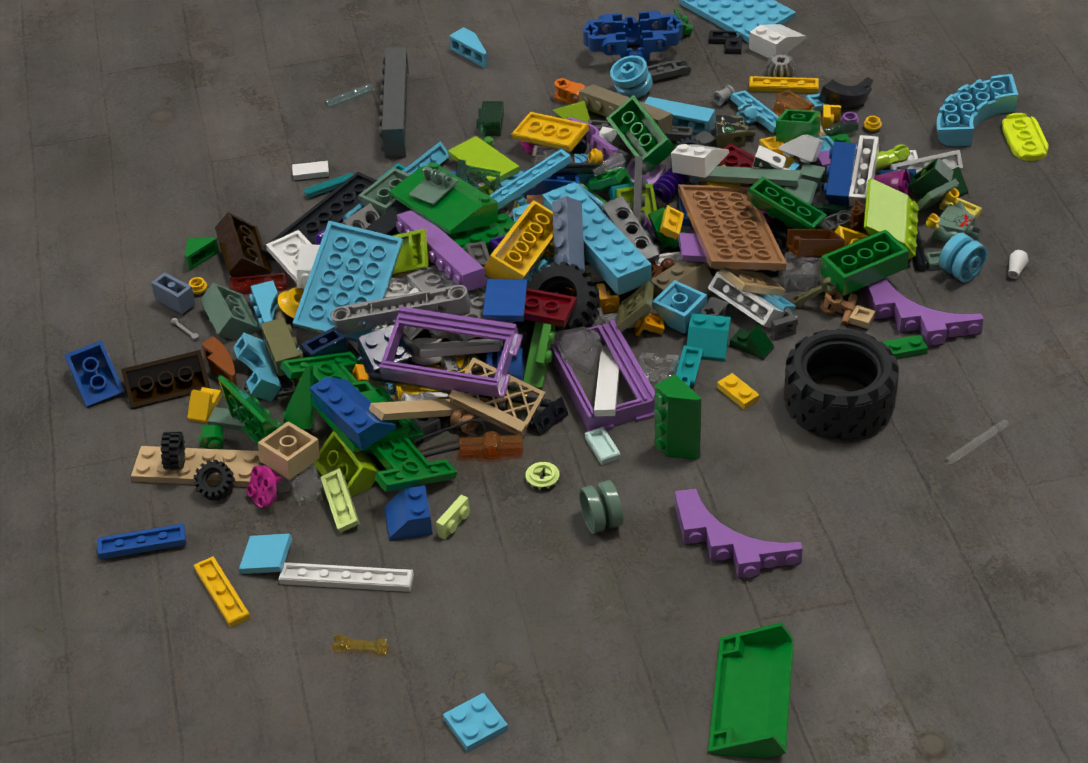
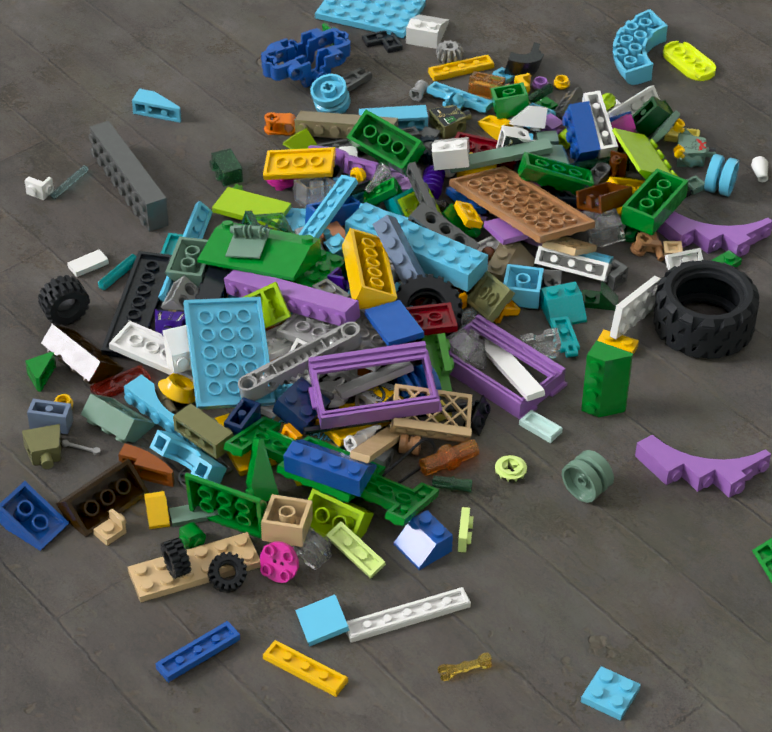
camera: 30 degrees left, 0 degrees up
(153, 316) = (43, 445): none -> olive torso
(153, 409) = (112, 528): none -> tan bracket
(258, 184) = (64, 300): none -> black tyre
(316, 93) = (38, 188): none -> white bracket
(477, 471) = (452, 483): none -> clear green axle
(762, 360) = (634, 307): none -> white plate
(800, 299) = (613, 249): olive piece -> none
(875, 329) = (677, 258): none -> white plate

